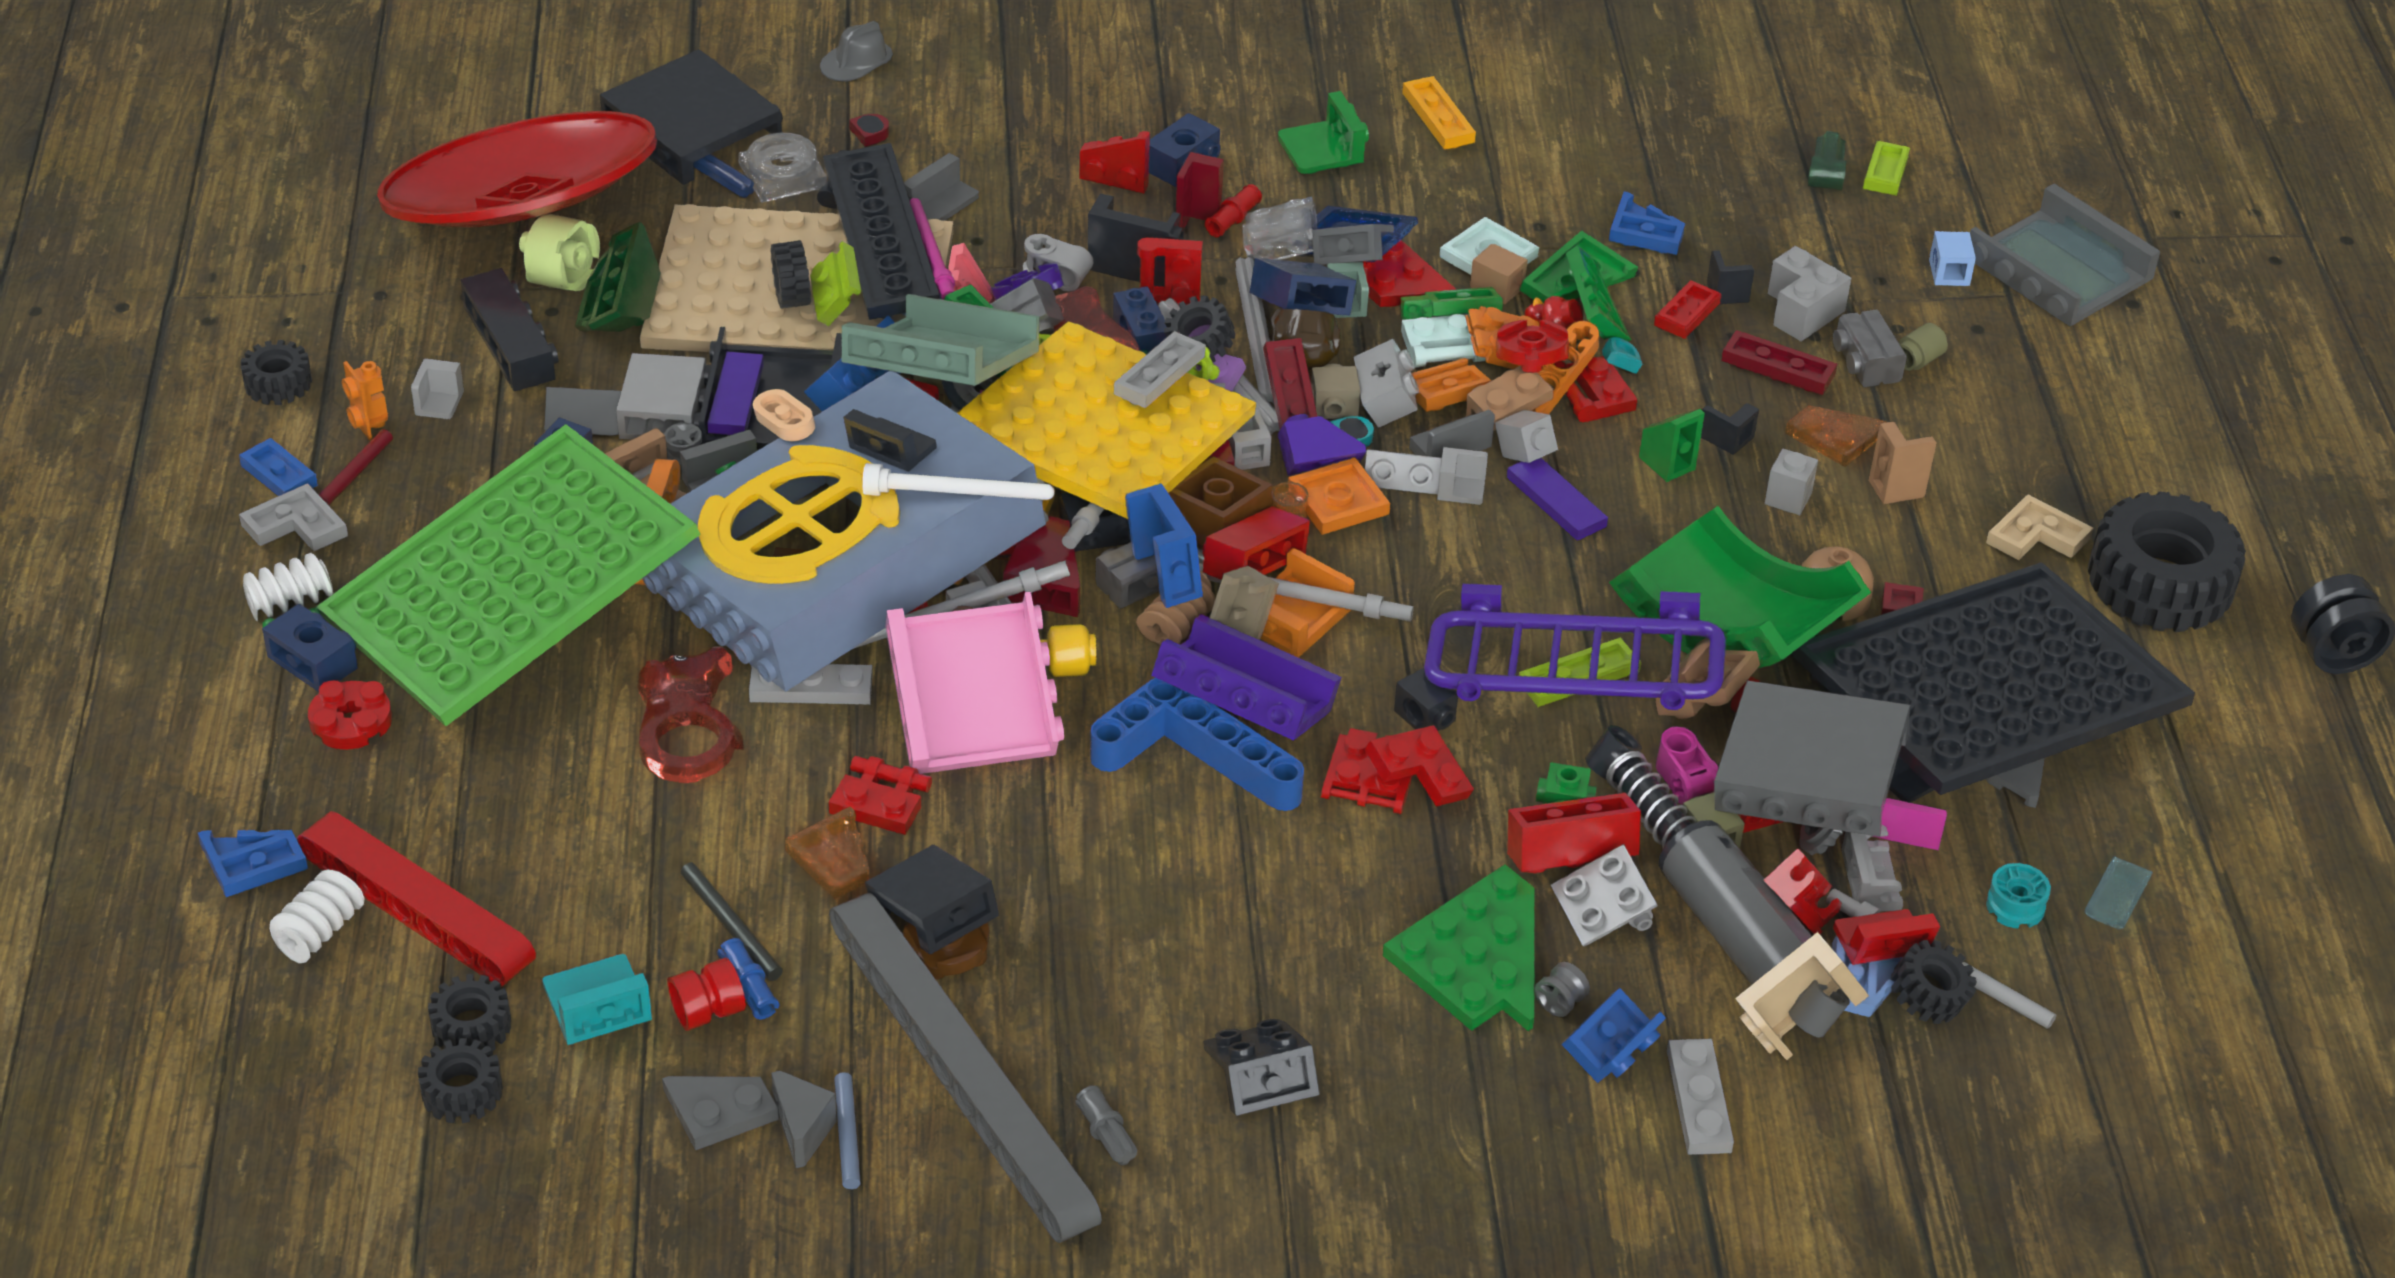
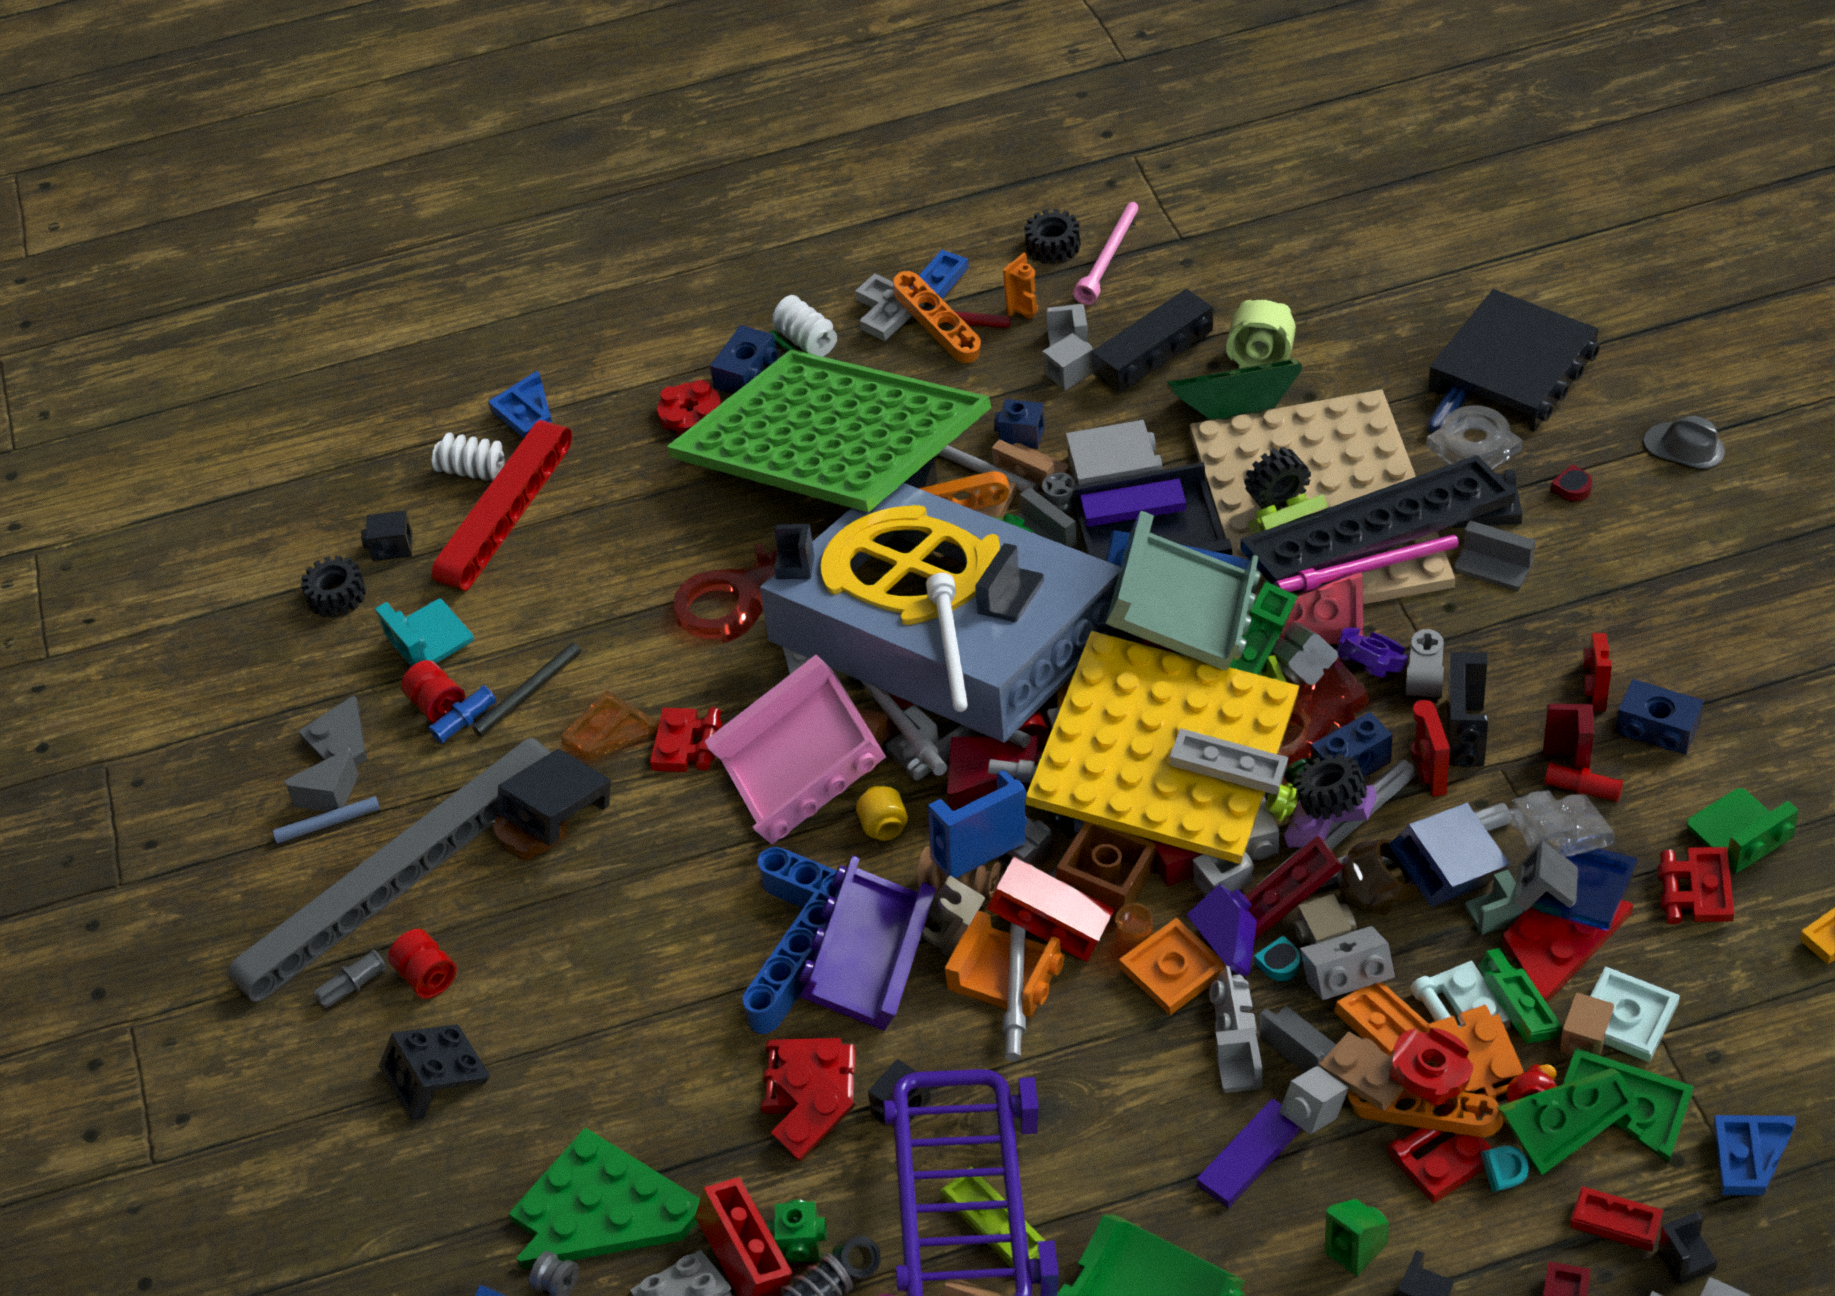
camera: 85 degrees right, 5 degrees up
(311, 482) = (940, 314): none -> orange beam
(387, 361) = (1088, 288): none -> bright pink piece
(403, 1013) = (388, 536): none -> black brick
(468, 996) = (396, 584): black tyre -> none
(491, 398) = (1068, 361): none -> light grey brick
(518, 169) = (1338, 269): red dish -> none
(584, 407) = (1080, 411): dark grey panel -> none
(748, 584) = (795, 551): none -> black panel
(784, 415) = (1036, 518): light nougat plate -> none
(1126, 1045) = (422, 963): none -> red wheel
(1374, 172) = (1709, 883): none -> red plate

